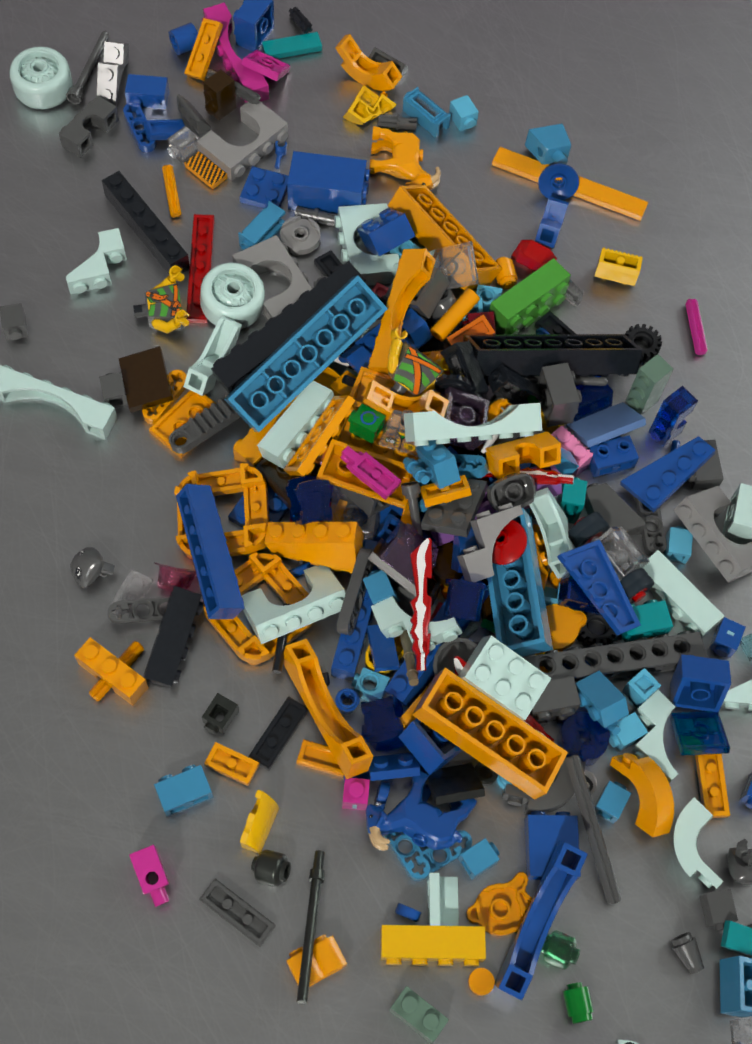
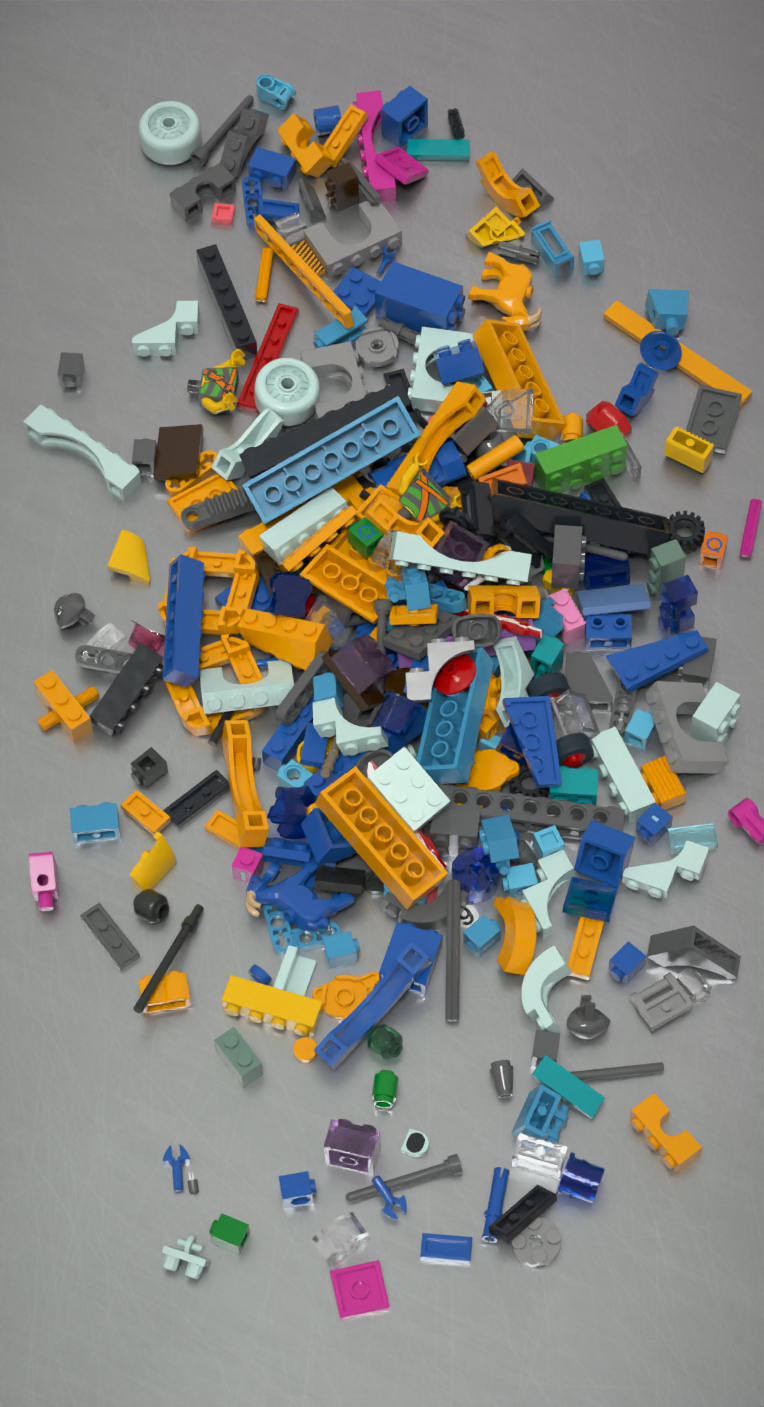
camera: 25 degrees right, 5 degrees down
(114, 143) = (223, 214): none -> coral tile
(124, 22) = (274, 91): none -> medium azure piece
(131, 496) = (130, 558): none -> yellow slope
(160, 57) = (313, 158): none -> light orange arch
(211, 180) = (303, 272): none -> light orange tile
(347, 696) = (266, 784): blue cone -> none
(371, 472) = (350, 581): dark pink hinge -> none
(422, 569) = (354, 707): red sword -> none
(625, 230) = (714, 416): none -> dark grey tile
(675, 353) = (713, 550): none -> orange brick
(720, 592) = (663, 784): none -> light orange brick

